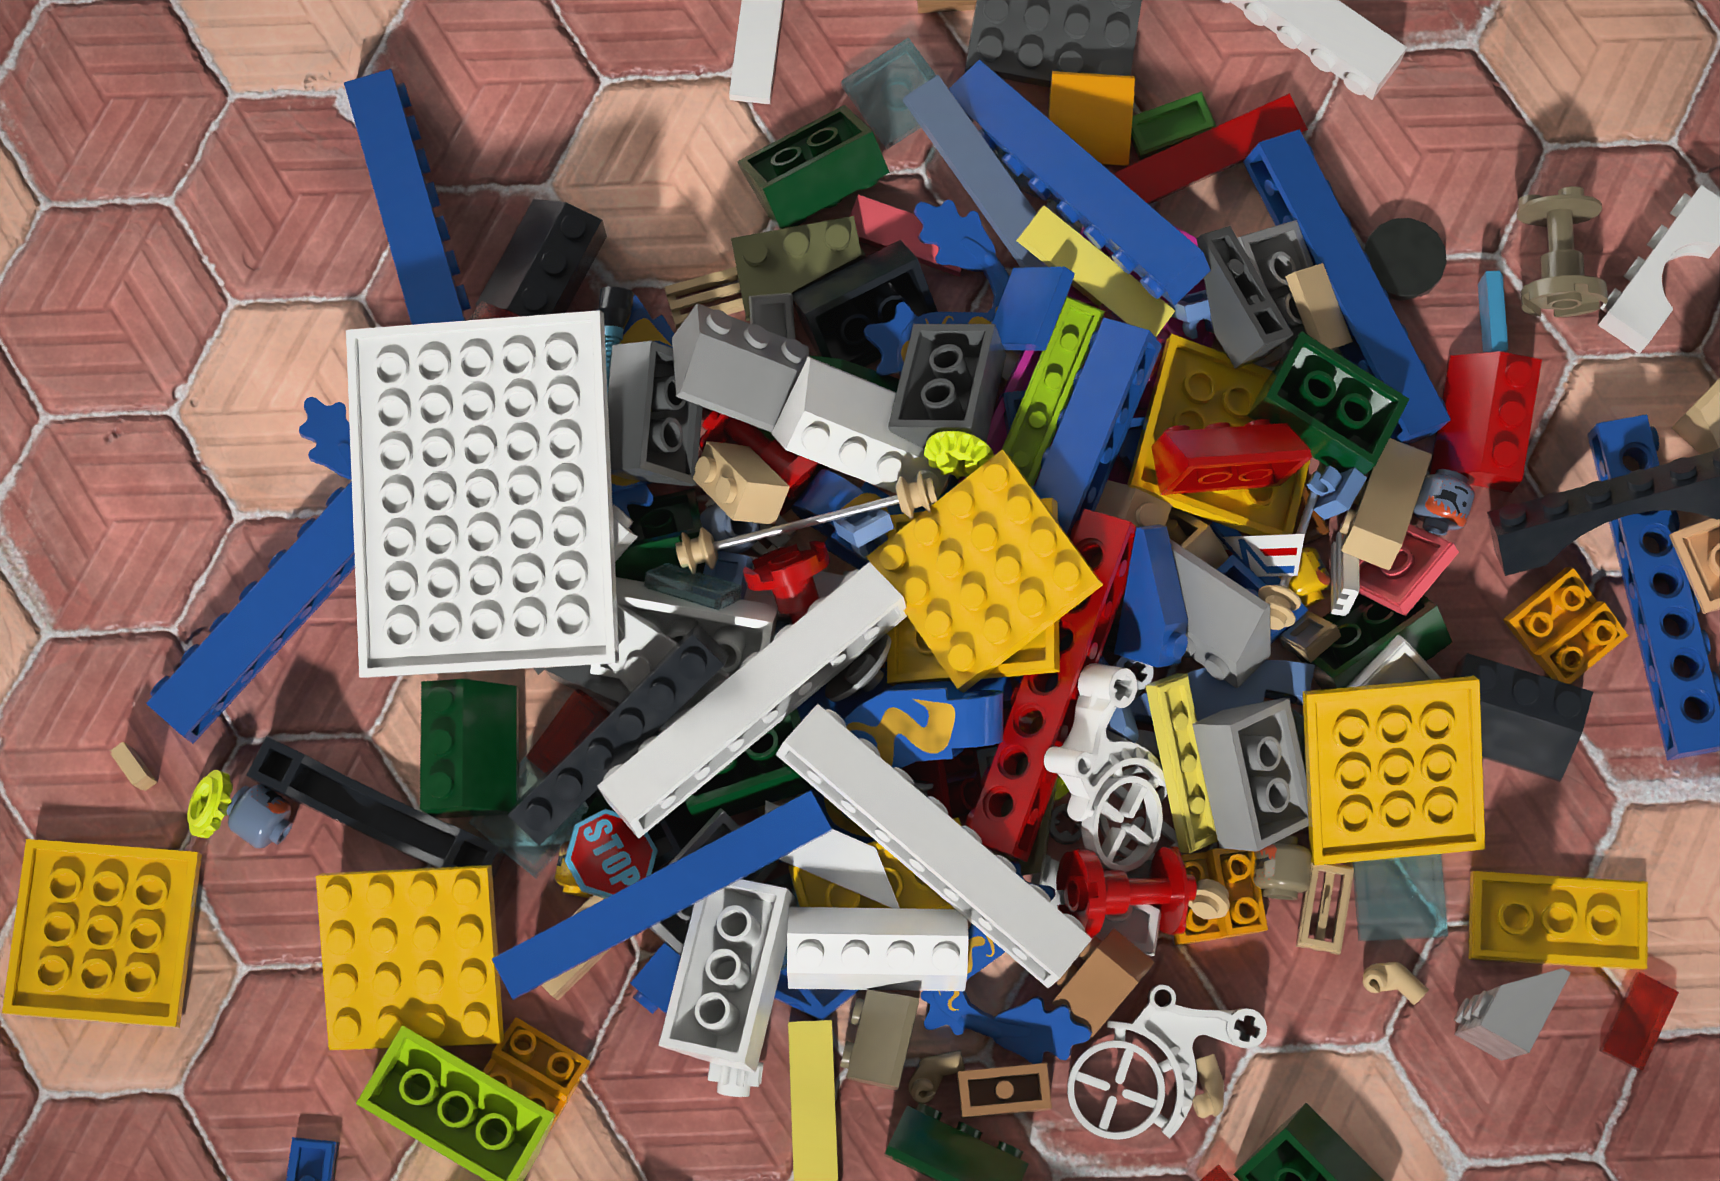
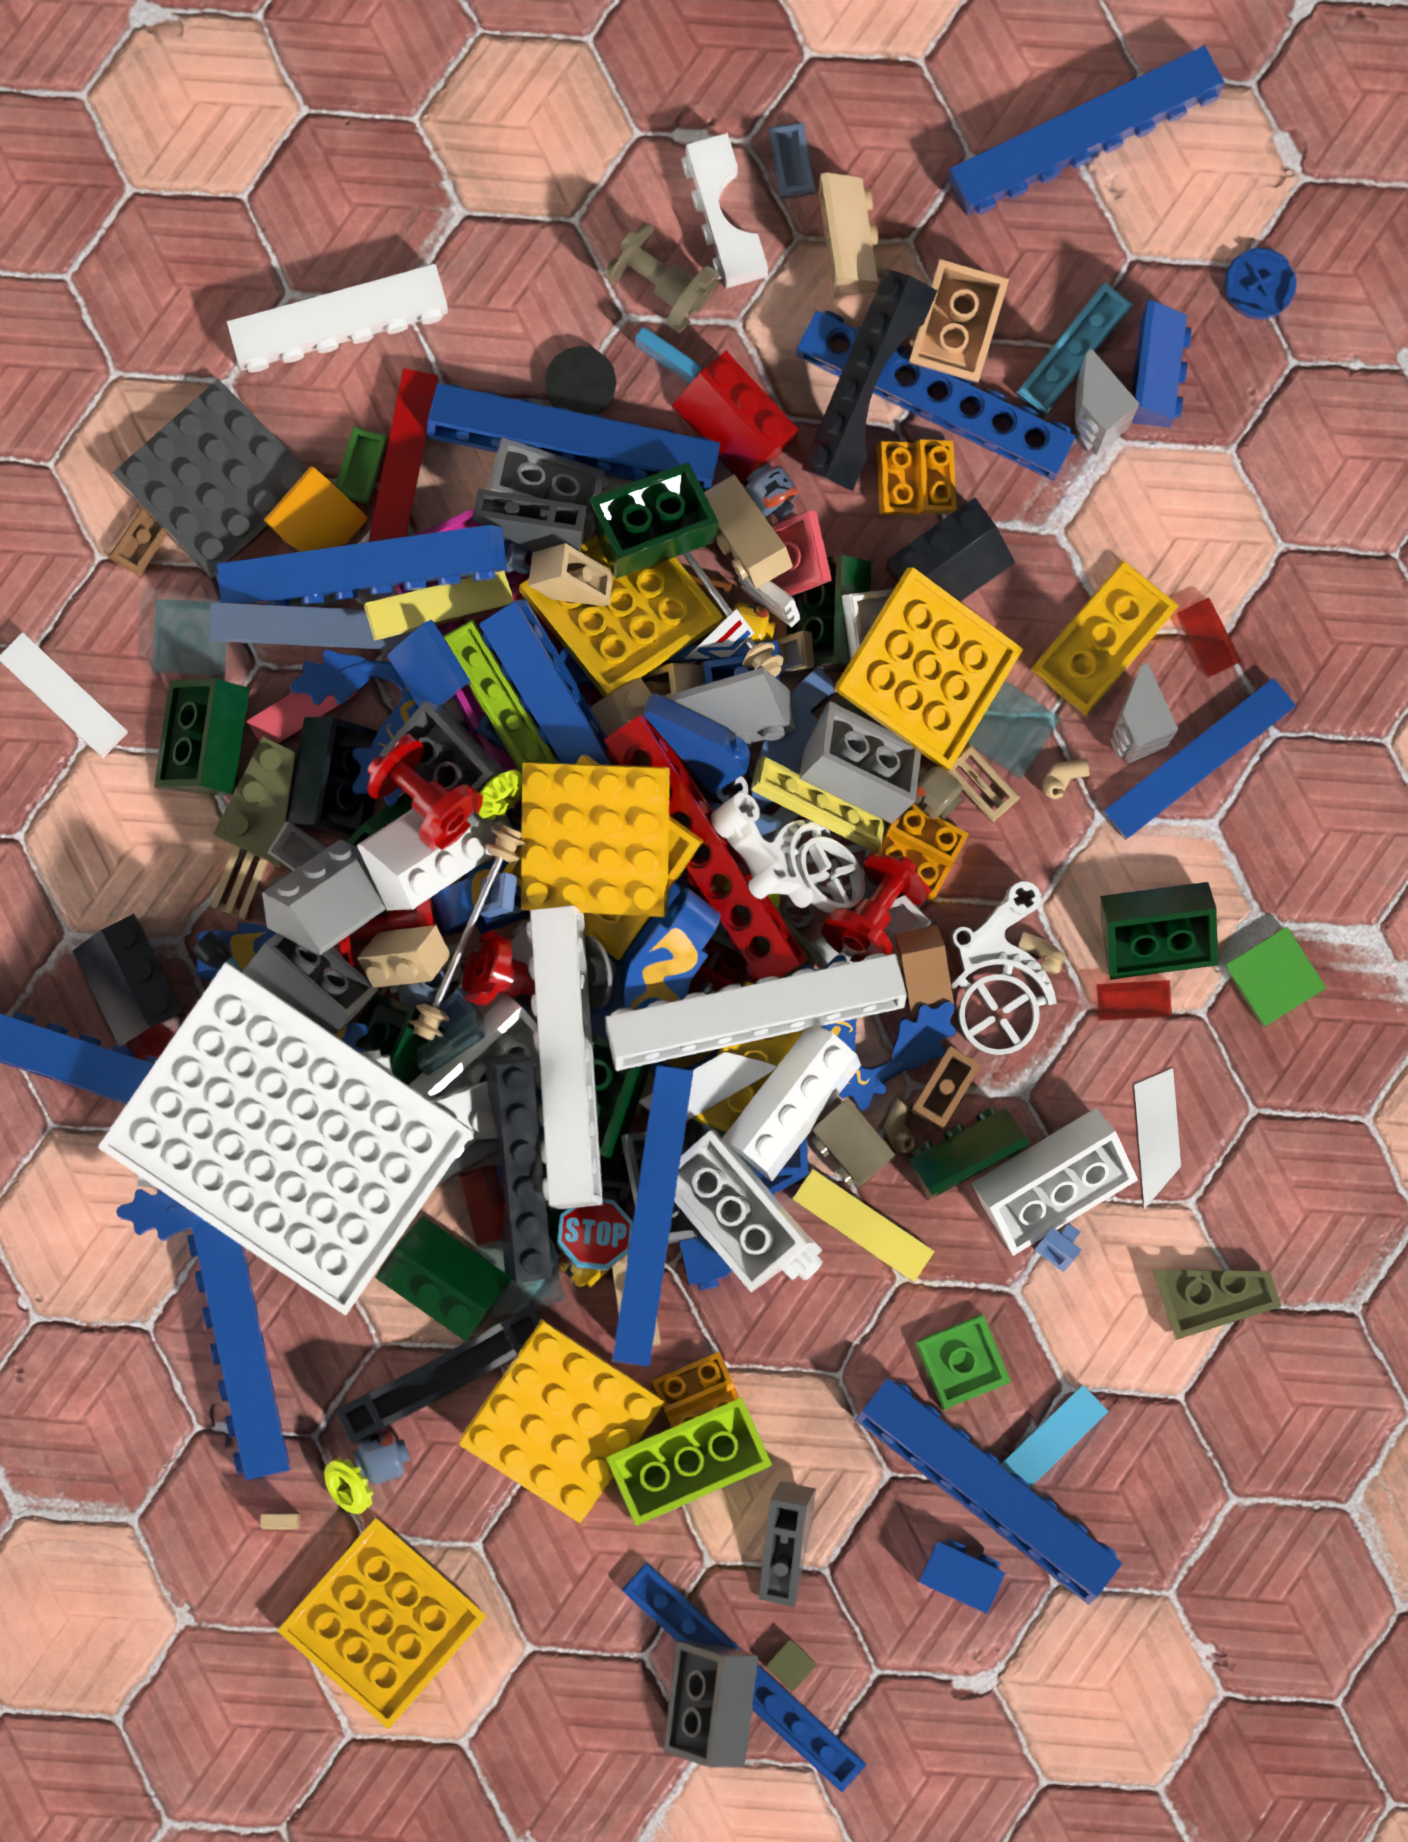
camera: 60 degrees left, 5 degrees up
(898, 408) = (443, 810): none -> red piece
(1210, 900) = (923, 855): tan plate -> none
(1215, 370) = (570, 576): none -> tan slope
(1227, 457) = (637, 615): red slope -> none
(1318, 306) = (576, 471): tan tile -> none
(1335, 490) = (712, 559): medium blue tile -> none
(1516, 1101) = (1199, 759): none -> blue tile

